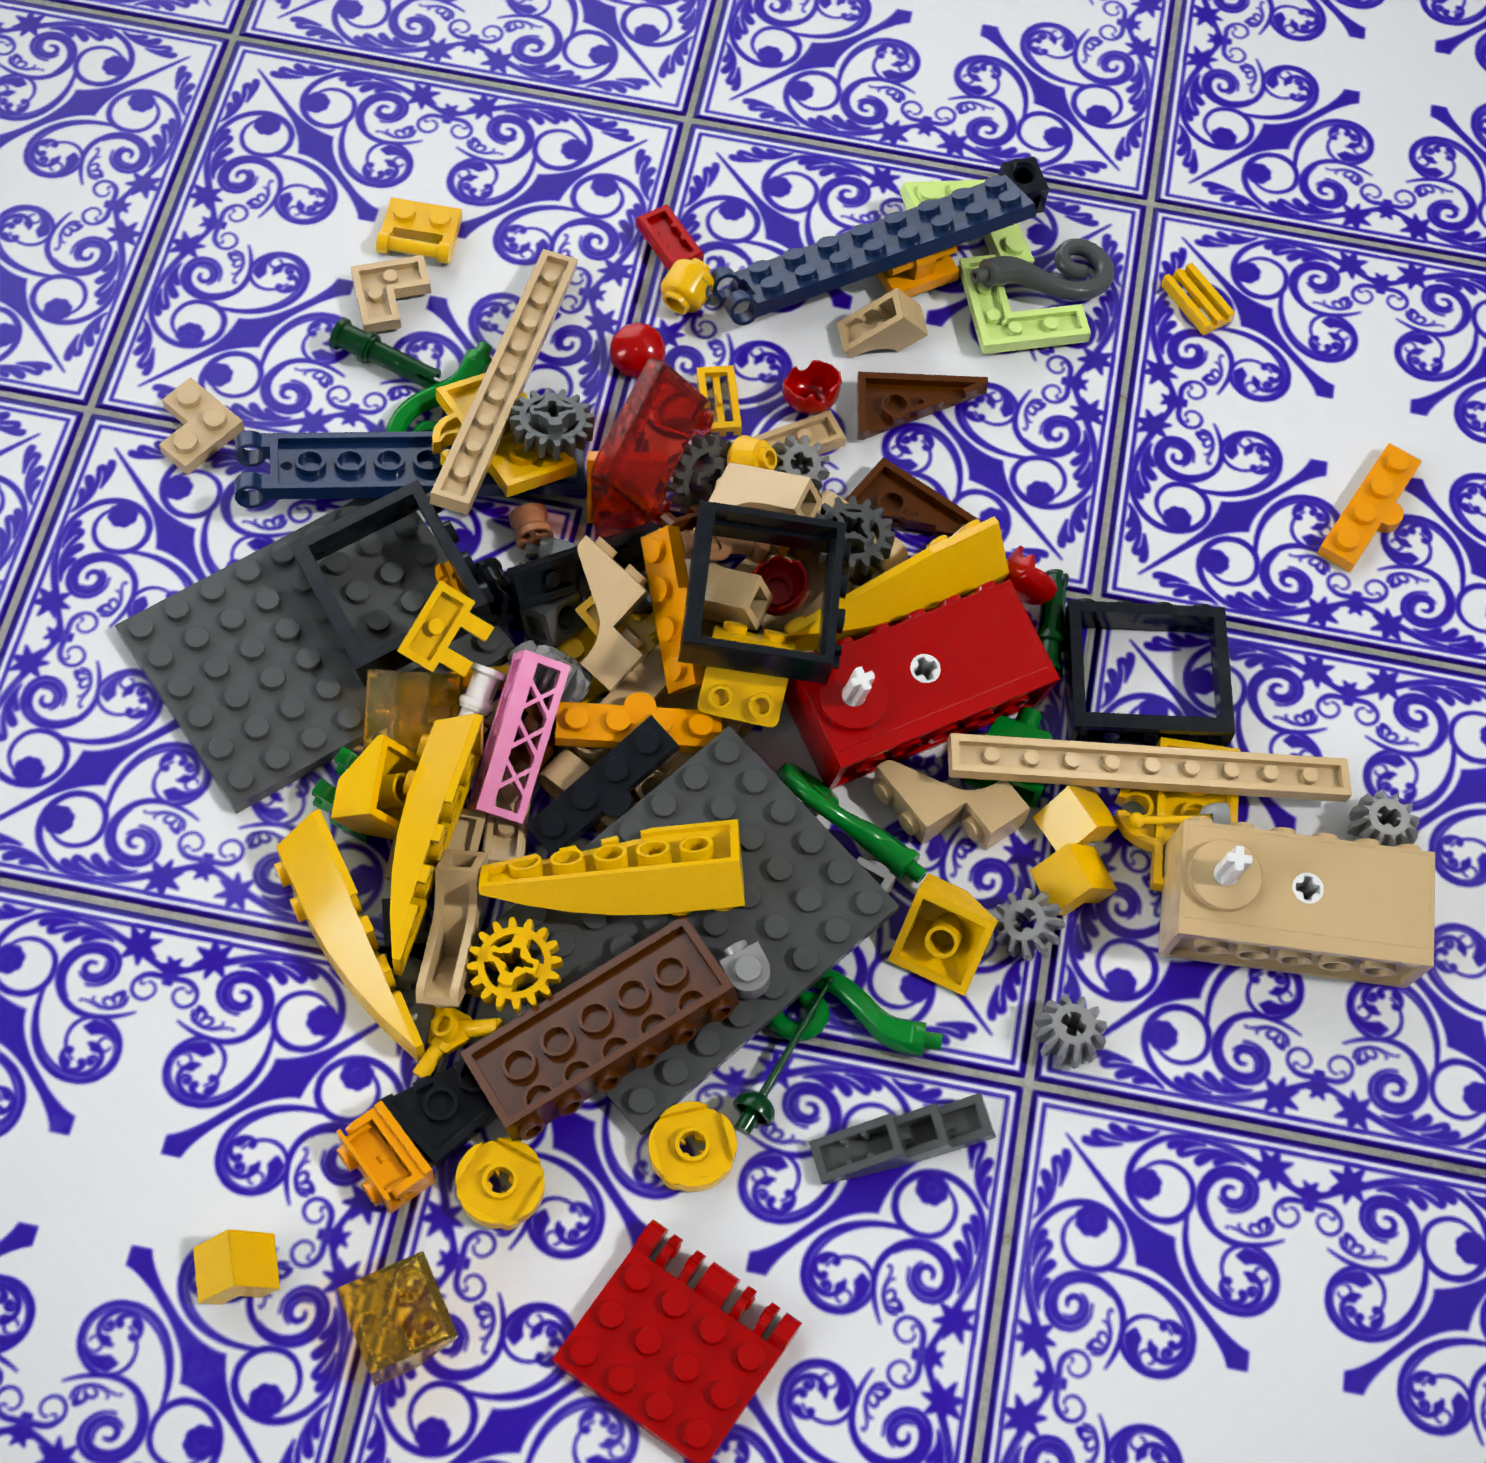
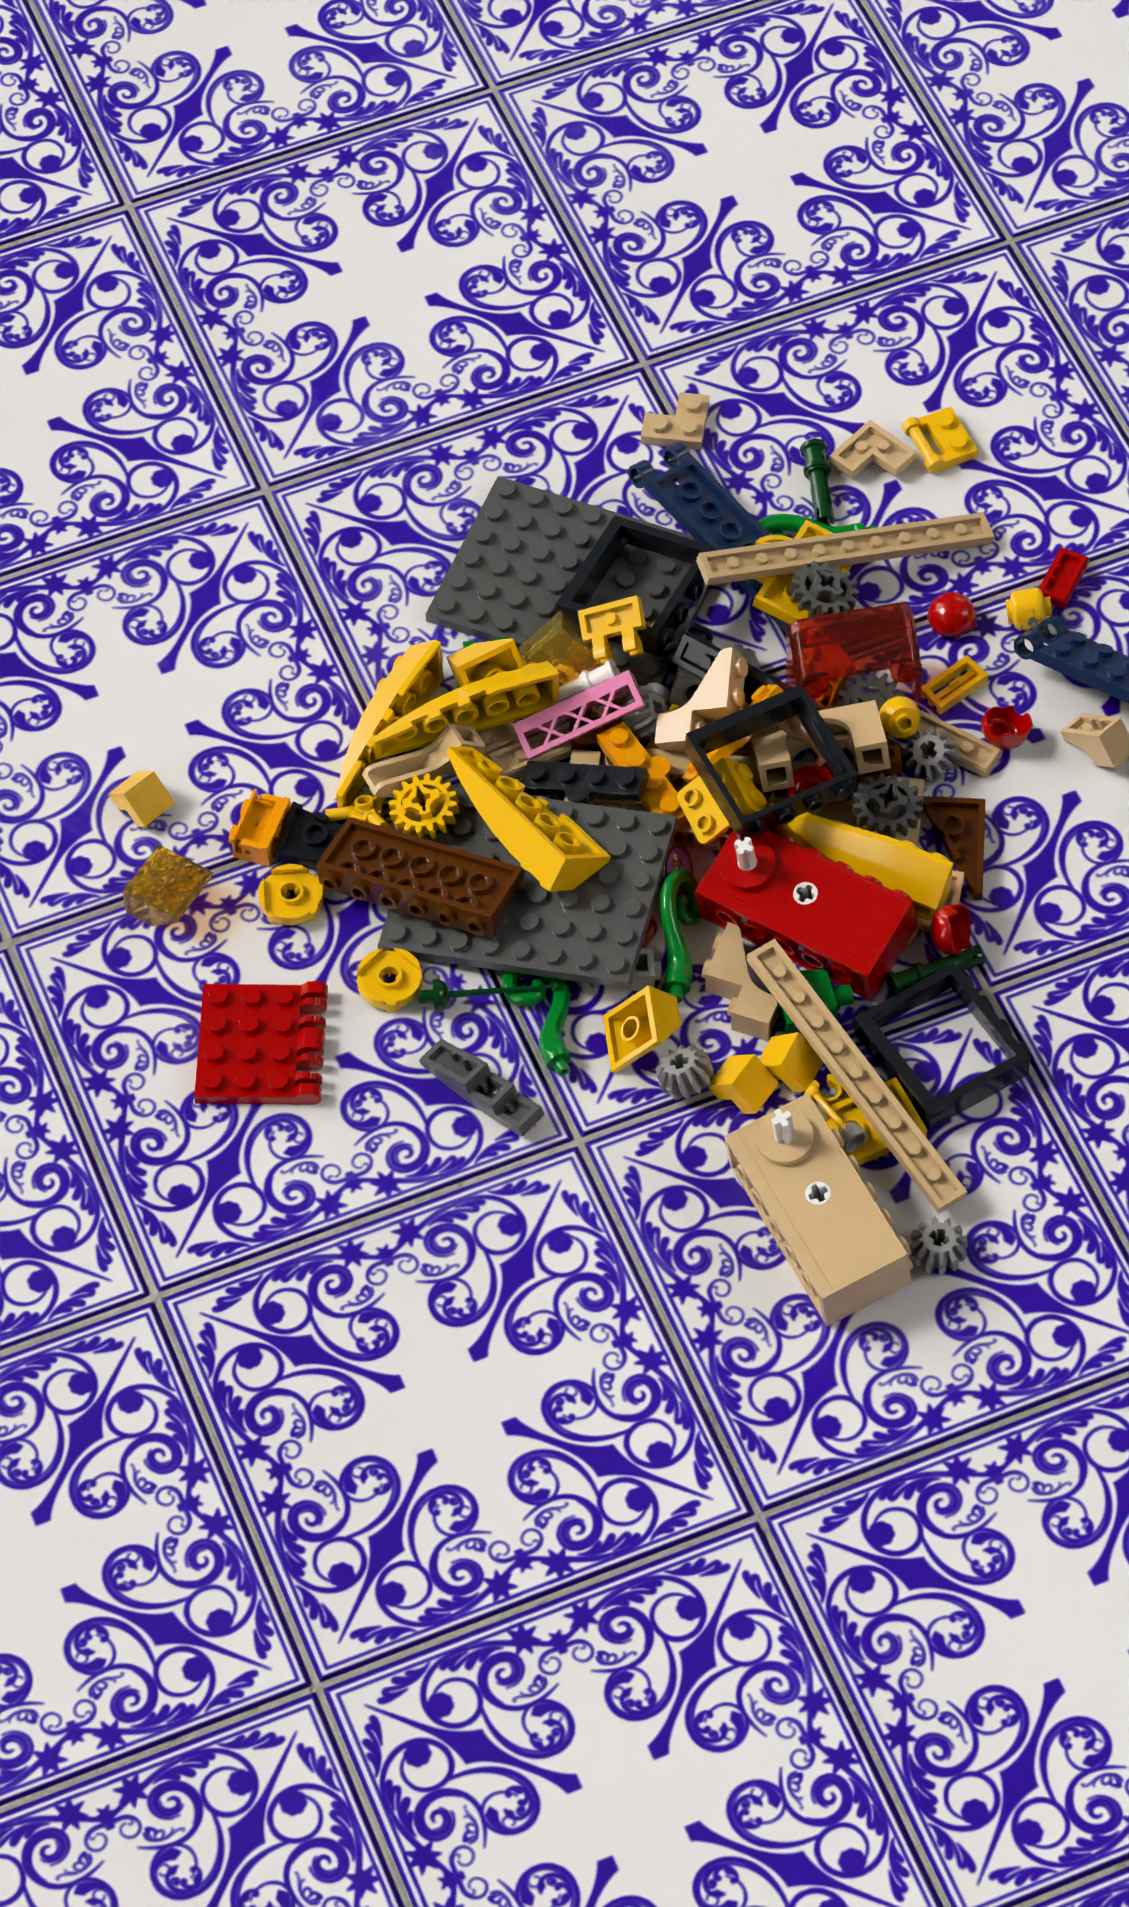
camera: 65 degrees right, 5 degrees down
(530, 524) = (756, 637): nougat wheel -> none
(746, 969) = (514, 923): light grey plate -> none
(900, 398) = (1050, 784): reddish brown wing -> none
(1086, 1033) = (628, 1137): light grey gear -> none

